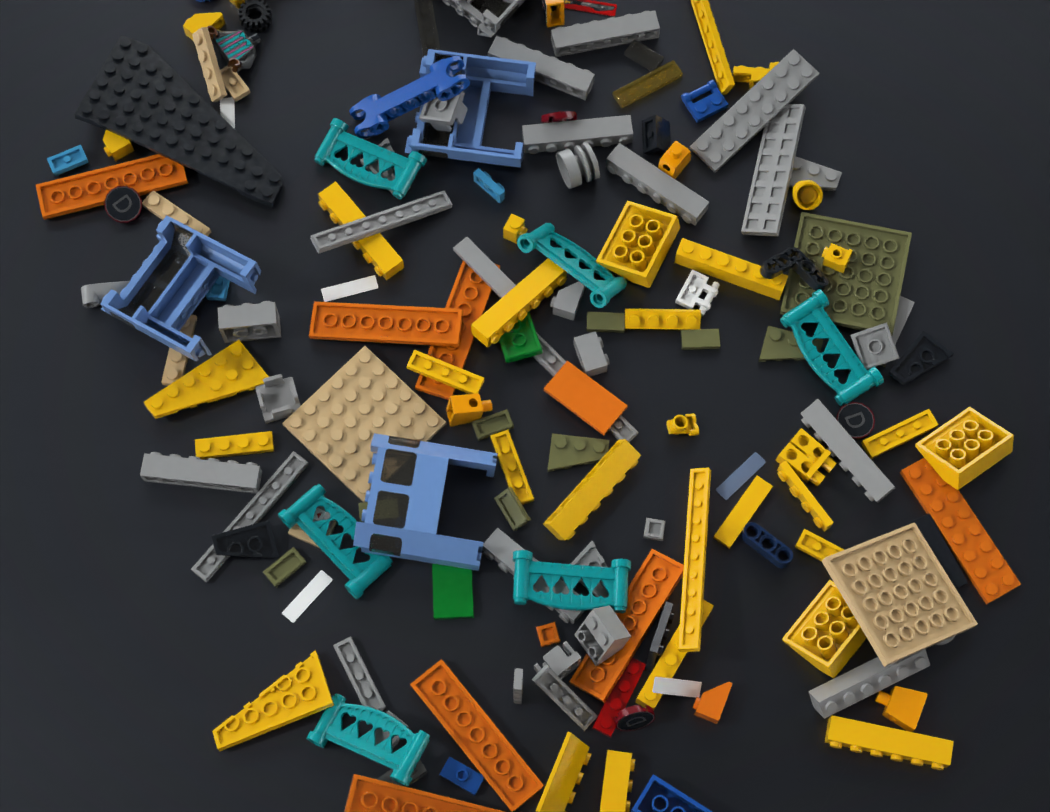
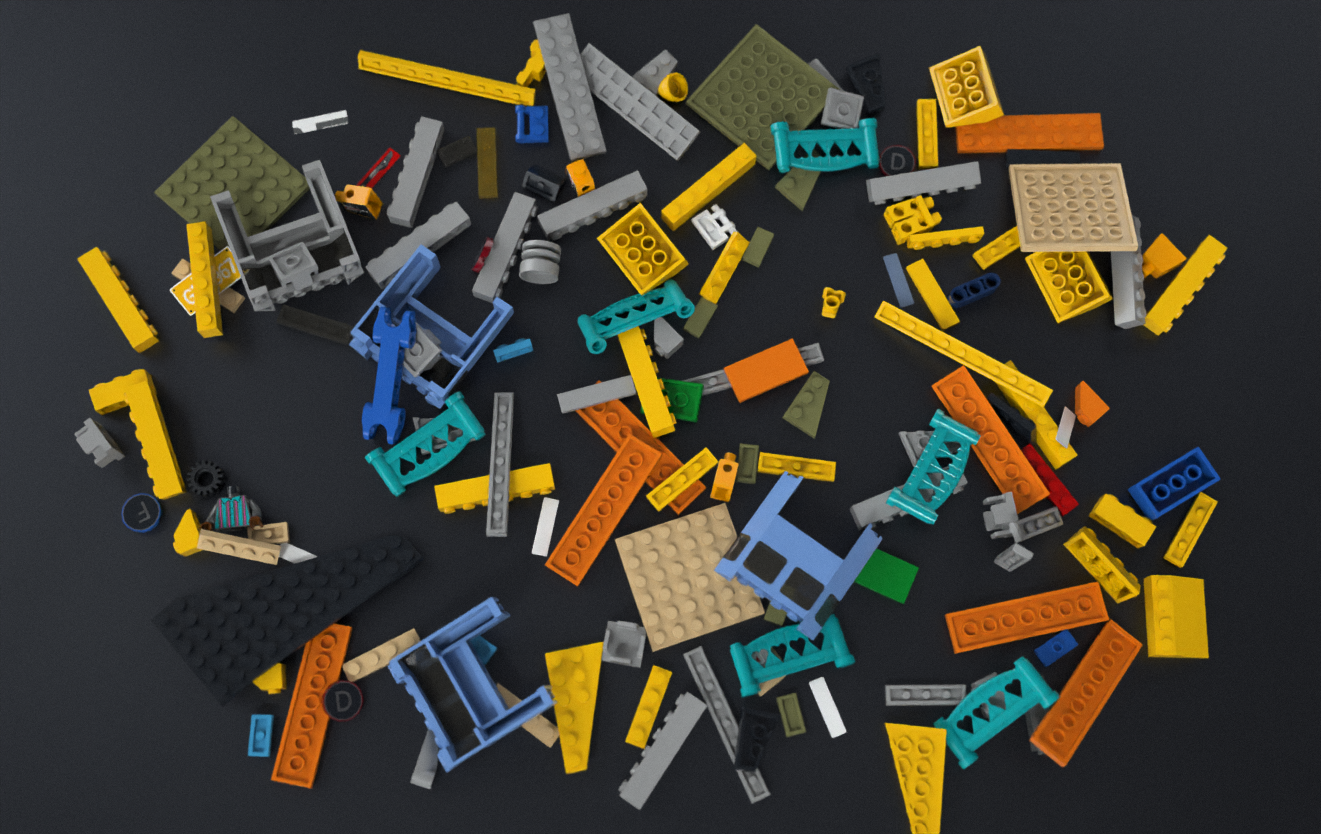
camera: 65 degrees left, 5 degrees up
(249, 321) = (536, 633): light grey brick -> none
(512, 509) = (837, 485): olive tile -> none
(514, 228) = (570, 349): yellow brick -> none
(548, 634) = (964, 512): orange tile -> none
(590, 354) = (726, 345): light grey brick -> none
(592, 490) = (854, 408): yellow brick -> none
(602, 634) = (993, 465): light grey slope -> none
(634, 718) = (1076, 475): tile -> none
(654, 529) = (912, 375): light grey tile -> none
(797, 261) = (762, 123): black beam -> none
(839, 261) = (748, 101): yellow brick -> none

